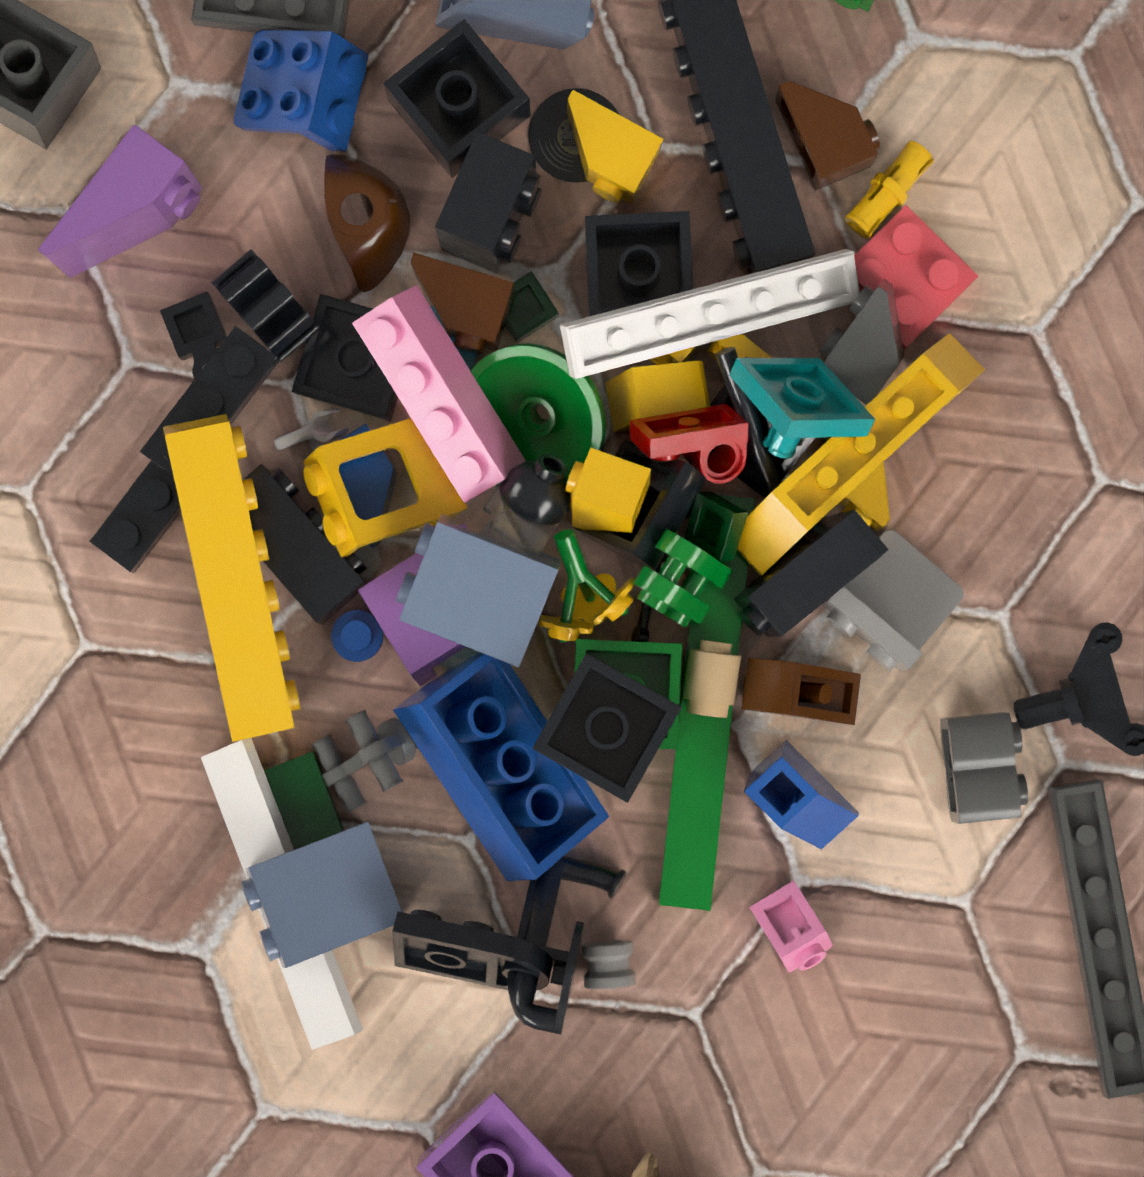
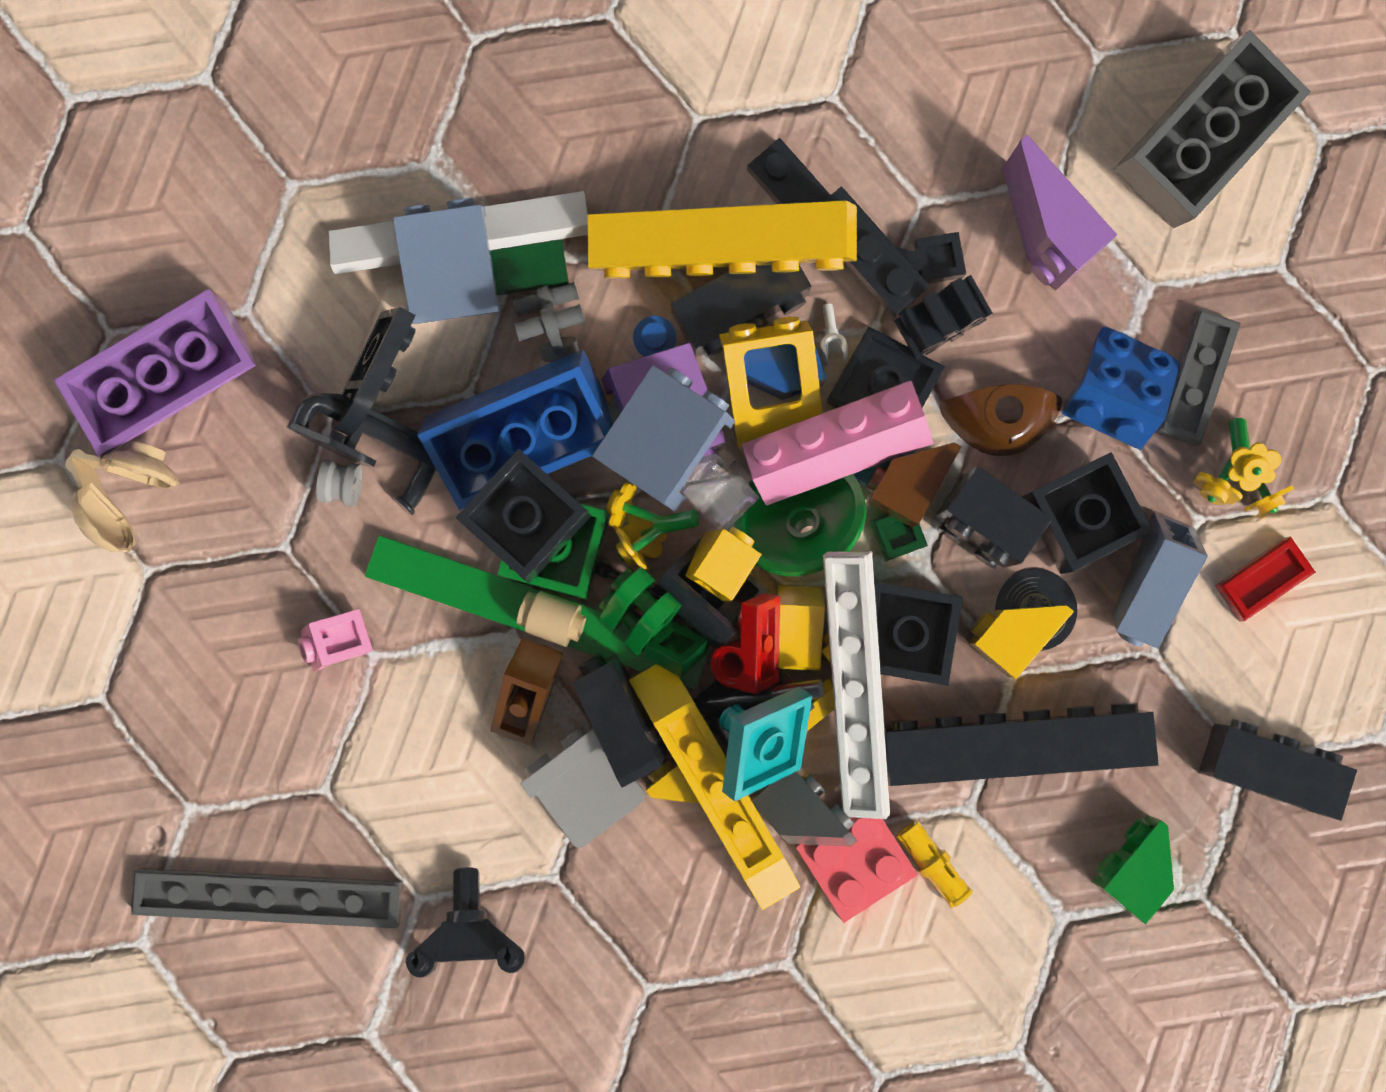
camera: 100 degrees right, 0 degrees up
(537, 490) = (737, 504): black brick -> none
(799, 797) = (439, 668): blue slope -> none
(827, 134) = (992, 821): reddish brown slope -> none
(982, 767) = (428, 829): dark grey brick -> none

